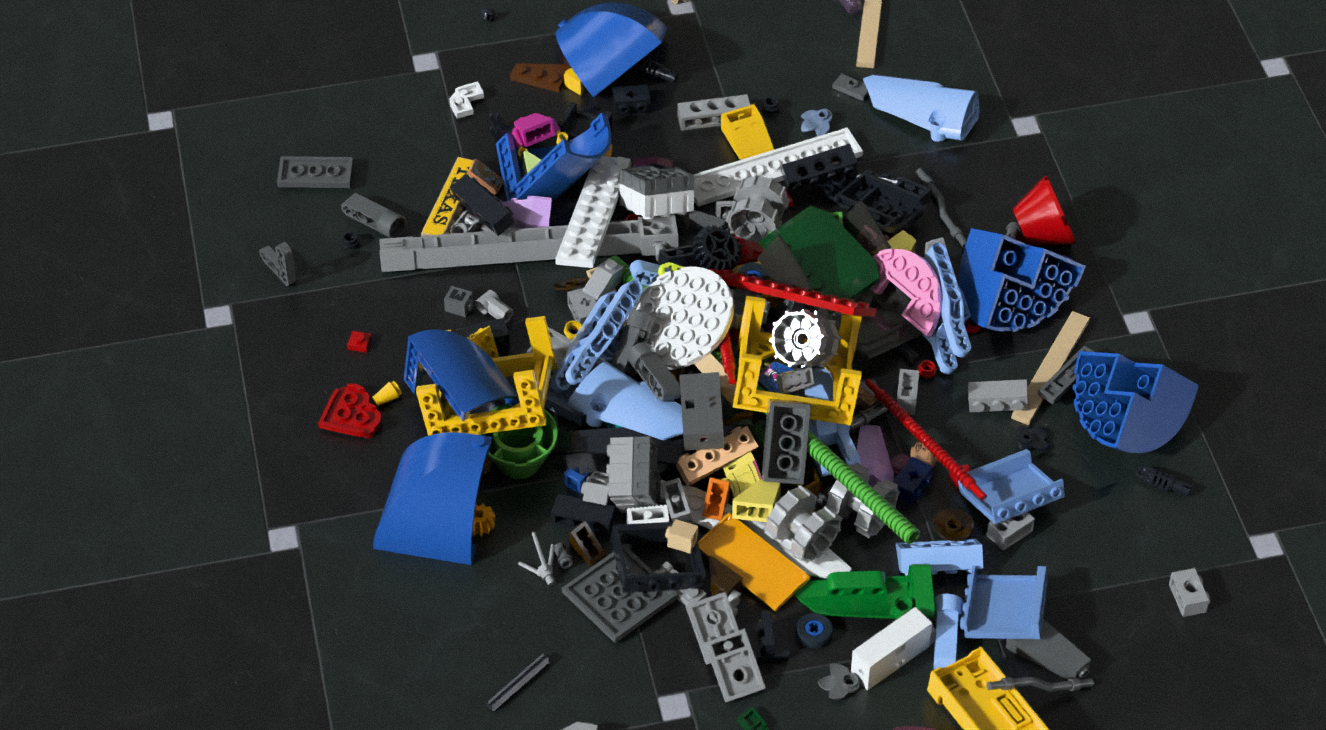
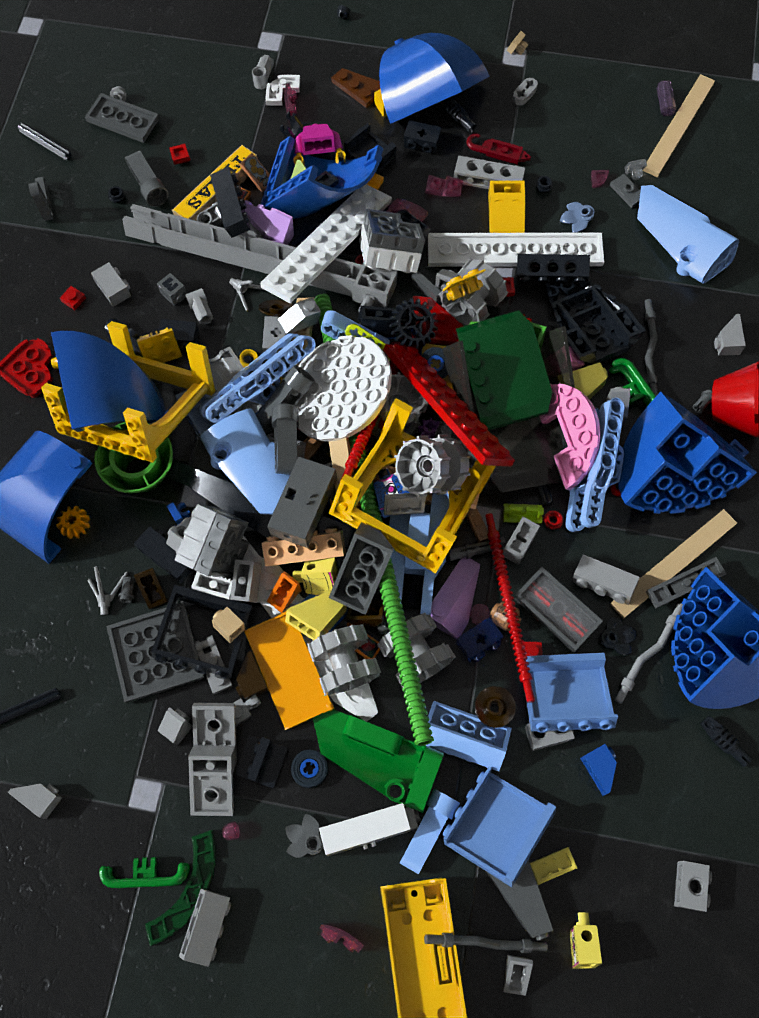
camera: 25 degrees right, 20 degrees up
(245, 217) = (44, 141): none -> axle
(299, 149) = (118, 93): none -> light grey plate
(394, 186) = (179, 154): none -> red plate
(394, 316) = (111, 284): none -> light grey brick
(437, 90) = (262, 72): none -> light grey piece
(480, 109) = (290, 97): none -> clear pink slope
(525, 278) = (241, 287): none -> light grey plant
(674, 636) = (175, 725): none -> light grey slope
(678, 135) = (444, 187): none -> clear pink slope
(705, 31) = (522, 89): none -> light grey beam
(712, 88) = (499, 150): none -> dark red plate
(752, 196) = (469, 282): none -> yellow hinge
(770, 700) = (231, 831): none -> clear pink hinge
(818, 84) = (599, 177): none -> clear pink tile
(850, 65) = (636, 168): none -> clear tile
(890, 374) = (514, 512): none -> lime hinge
(951, 239) = (638, 386): none -> green piece
(969, 432) = (558, 609): none -> clear brick
(1010, 176) = (731, 338): none -> light grey slope
(1059, 468) = (628, 682): none -> light grey bar
(1068, 536) = (601, 767): none -> blue slope
(1068, 619) = (553, 865): none -> light yellow plate
(1077, 704) = (517, 974): none -> light grey slope
(1123, 663) = (585, 953): none -> light yellow torso

